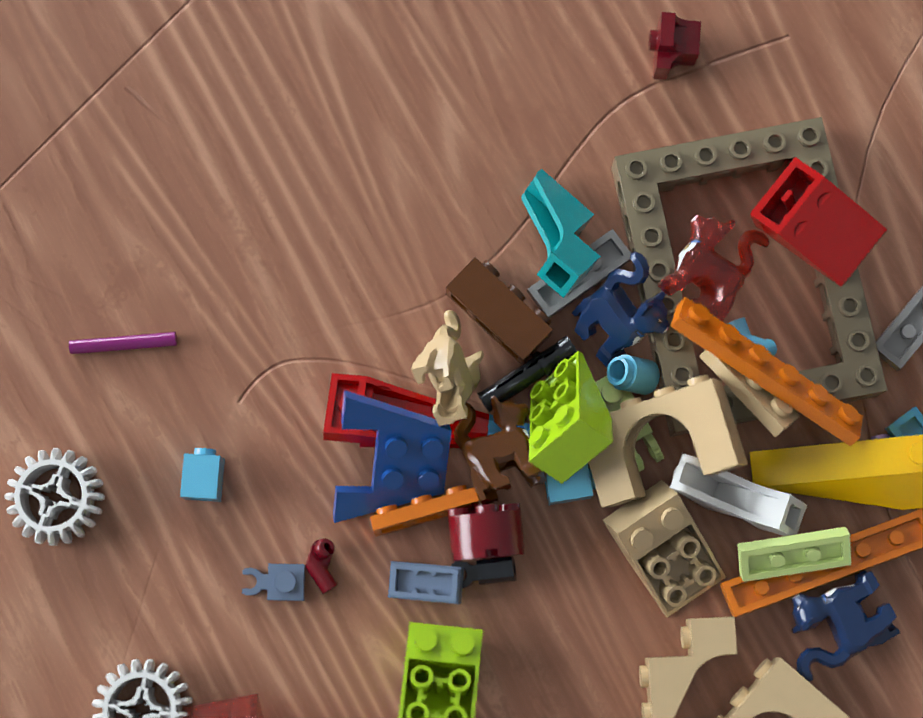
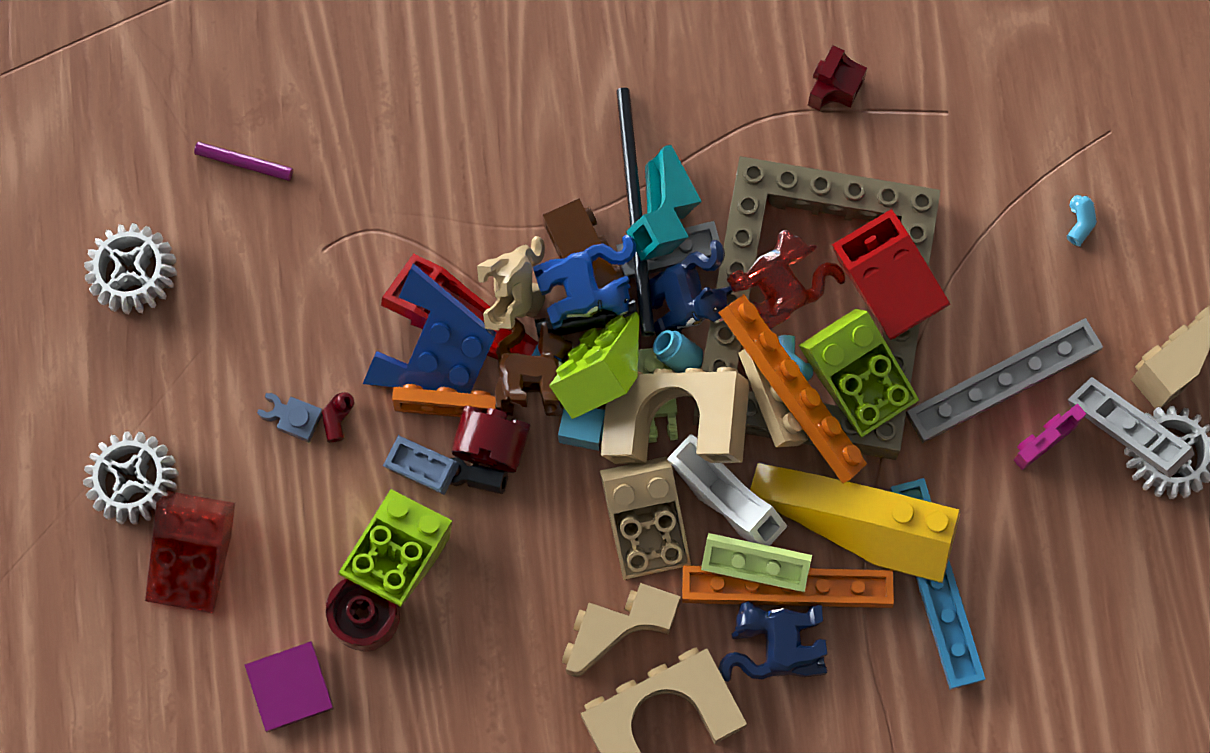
camera: 25 degrees right, 5 degrees down
(202, 475) = (264, 299): medium azure brick -> none
(514, 345) = (579, 282): none -> blue animal
(532, 246) = (635, 208): none -> black piece
(820, 327) = (859, 371): none -> lime slope

